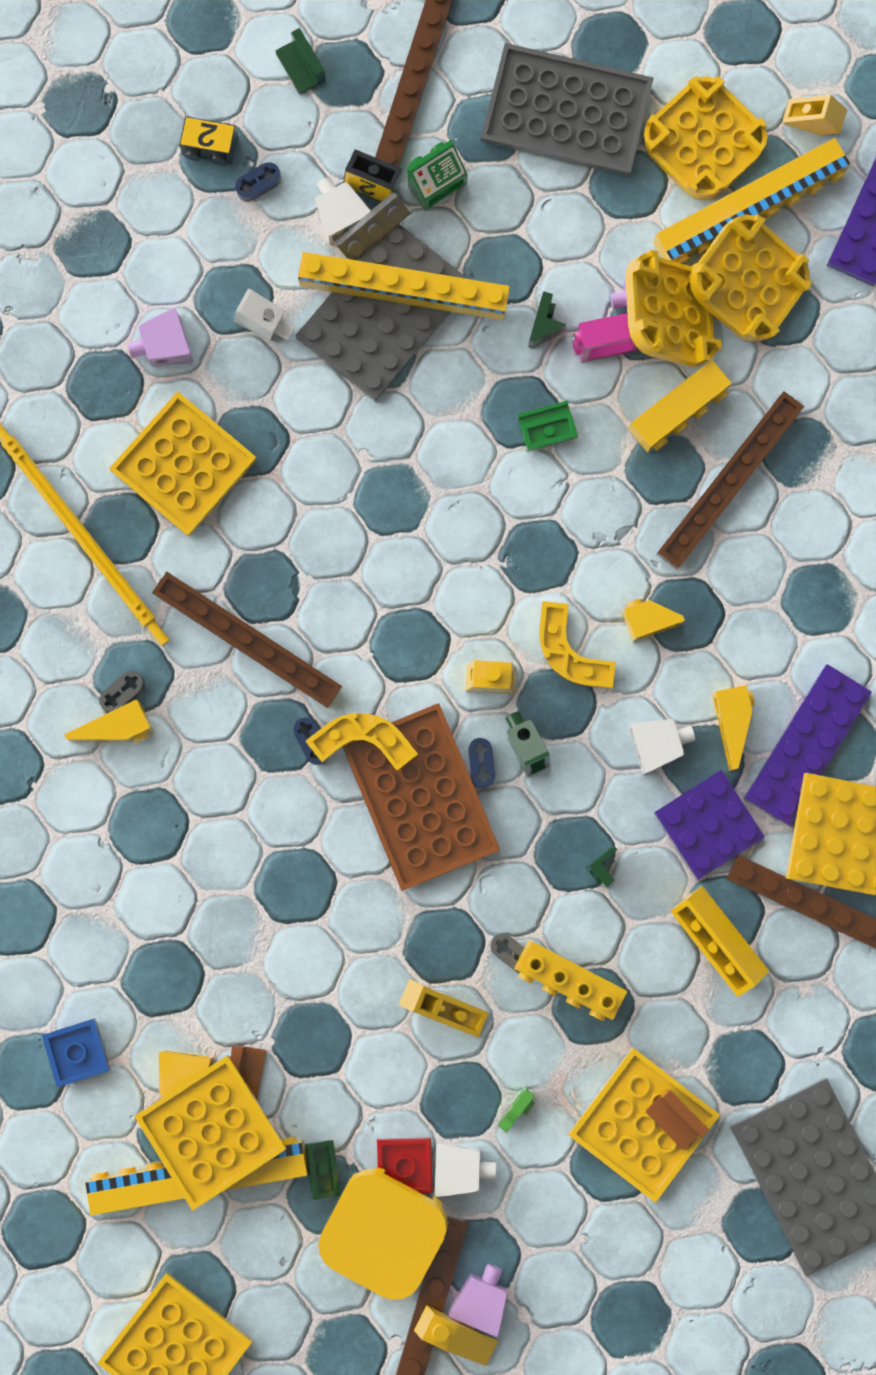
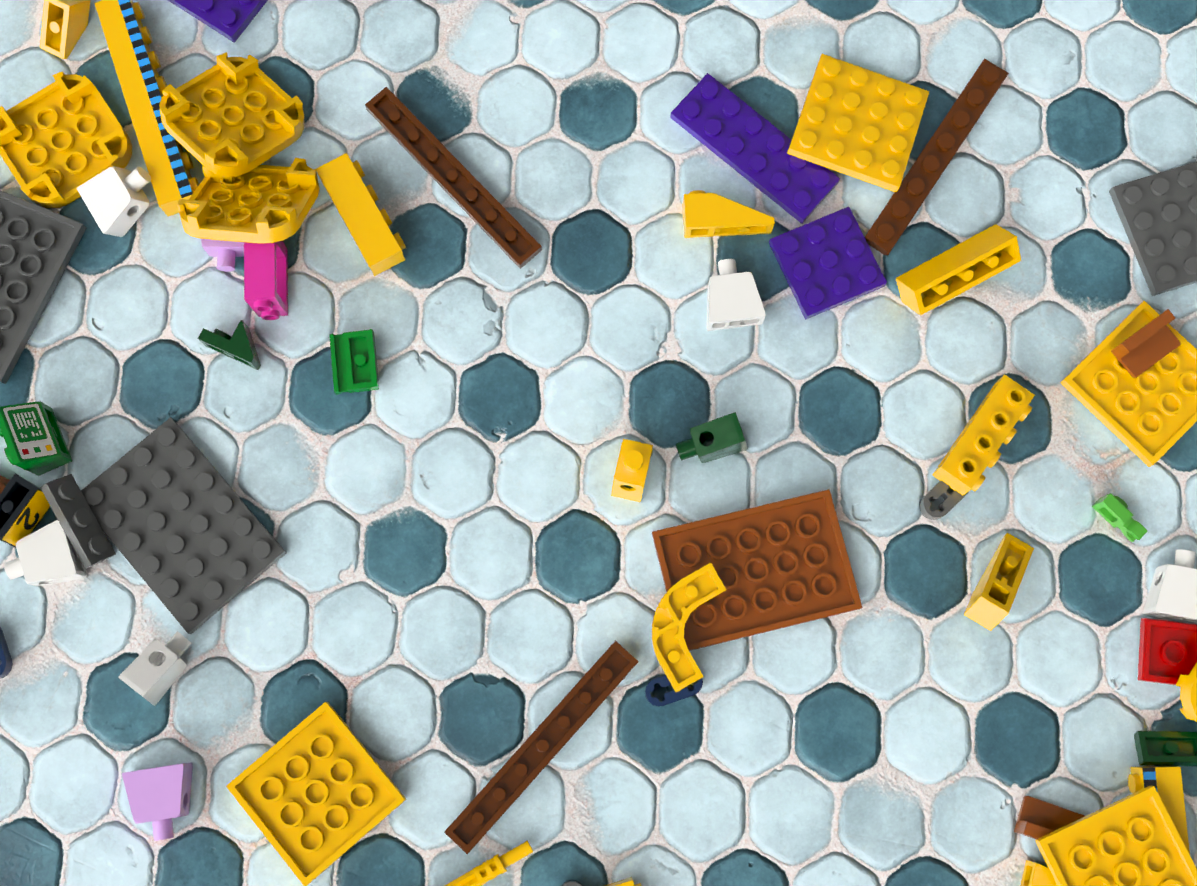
camera: 80 degrees left, 5 degrees down
(403, 286) = (155, 495): yellow brick -> none
(475, 764) = (726, 488): dark blue beam -> none
(561, 656) = (616, 389): yellow plate -> none
(598, 871) = (859, 382): dark green panel -> none
(649, 619) = (592, 287): yellow slope -> none
(657, 196) = (116, 198): none -> white torso

